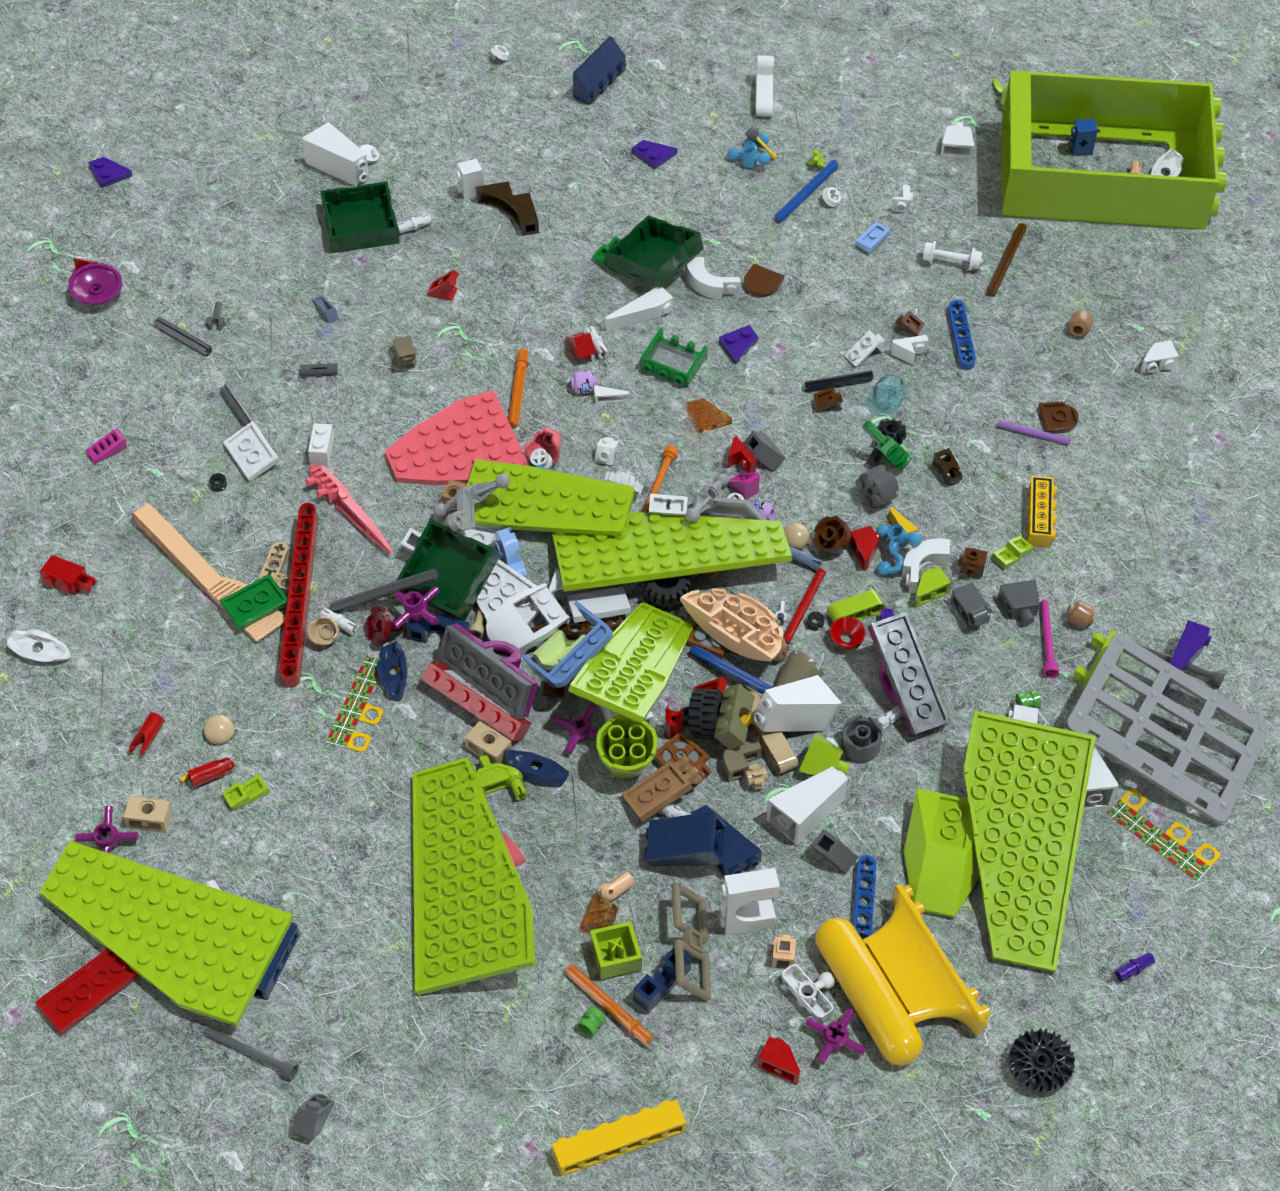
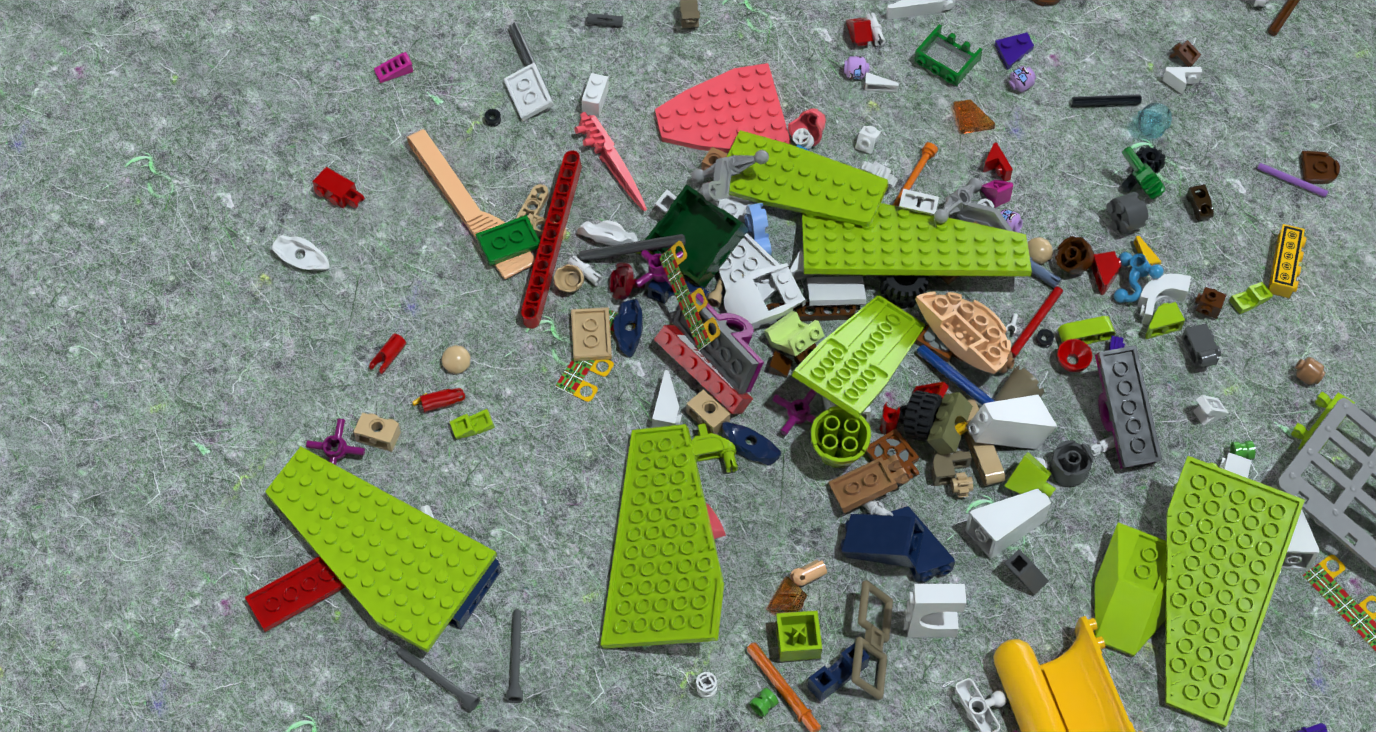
camera: 10 degrees right, 5 degrees up
(333, 1054) = (515, 694): none -> dark grey piece
(354, 580) = (607, 233): none -> white piece
(355, 683) = (591, 334): none -> tan tile
(445, 743) = (667, 406): none -> white slope
(449, 634) = (685, 299): none -> piece
(518, 387) = (798, 43): orange axle -> none
(530, 1019) = (709, 688): none -> white wheel
(579, 655) = (808, 341): medium blue windscreen -> none
(751, 370) = (1022, 78): none -> lavender head
(764, 450) = (1021, 160): dark grey slope -> none
(784, 949) = (961, 662): light nougat window -> none
(827, 399) = (1092, 117): reddish brown bracket -> none
(865, 347) = (1138, 70): white bracket -> none
(865, 892) = (1052, 617): blue beam -> none
(958, 340) = (1236, 77): blue beam -> none
(989, 666) = (1209, 409): none -> white slope
(1020, 600) = (1251, 347): dark grey torso -> none
(1050, 669) = (1270, 421): dark pink piece -> none
(1080, 323) = (1357, 75): medium nougat head -> none

